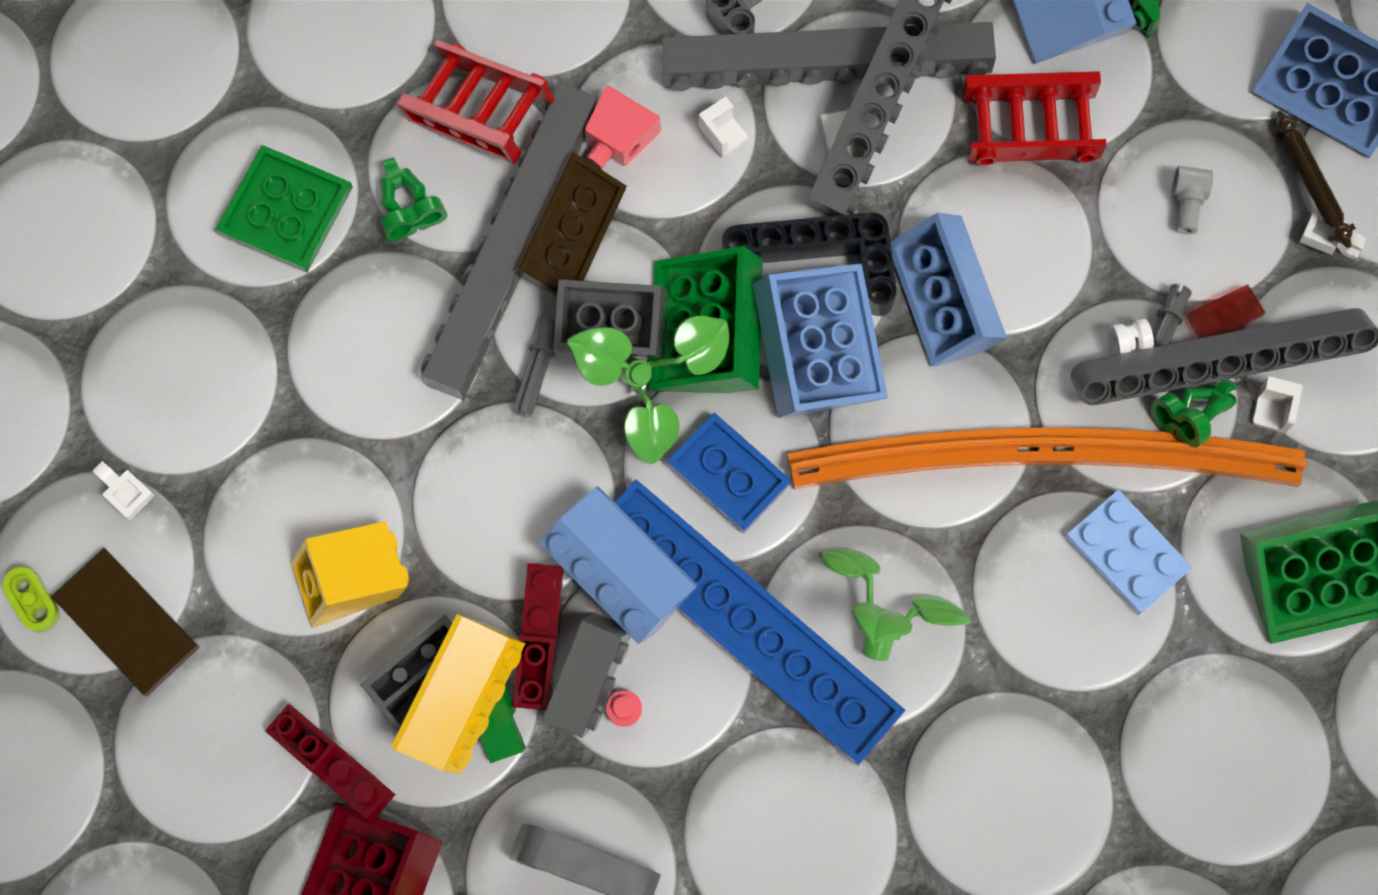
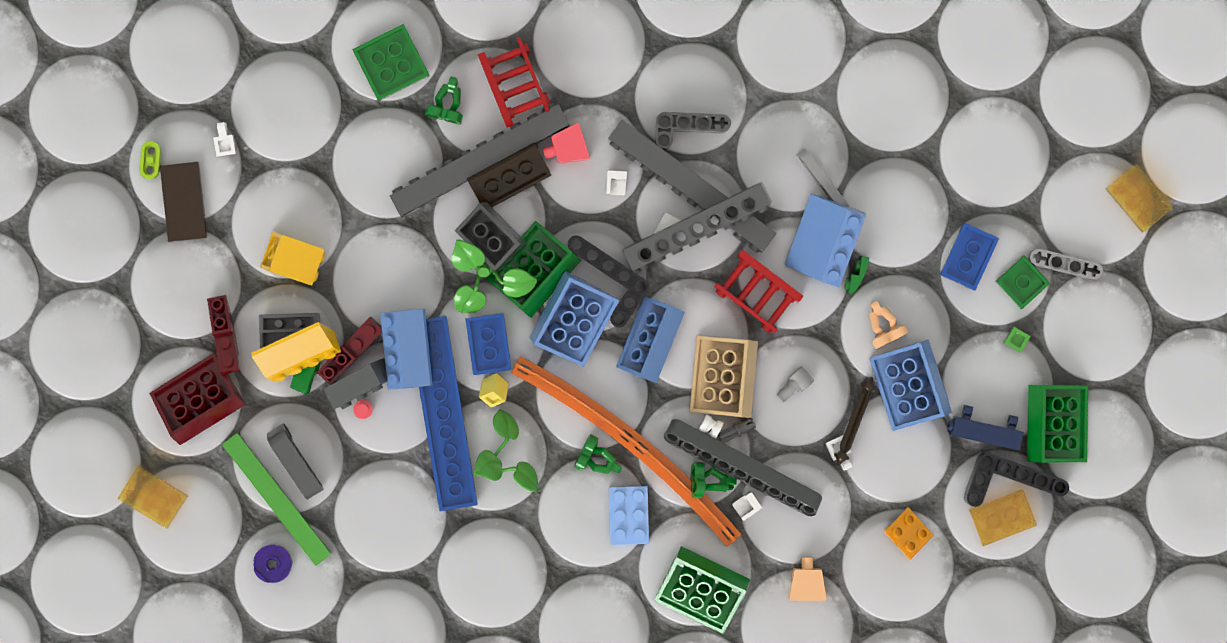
camera: 30 degrees right, 15 degrees up
(536, 368) = (443, 229): dark grey axle -> none
(790, 529) = (493, 390): none -> light yellow panel
(998, 522) = (585, 457): none -> green piece
(1087, 260) = (723, 376): none -> tan slope
(1226, 313) = (763, 448): clear red plate -> none
(1255, 33) = (895, 331): none -> light nougat piece

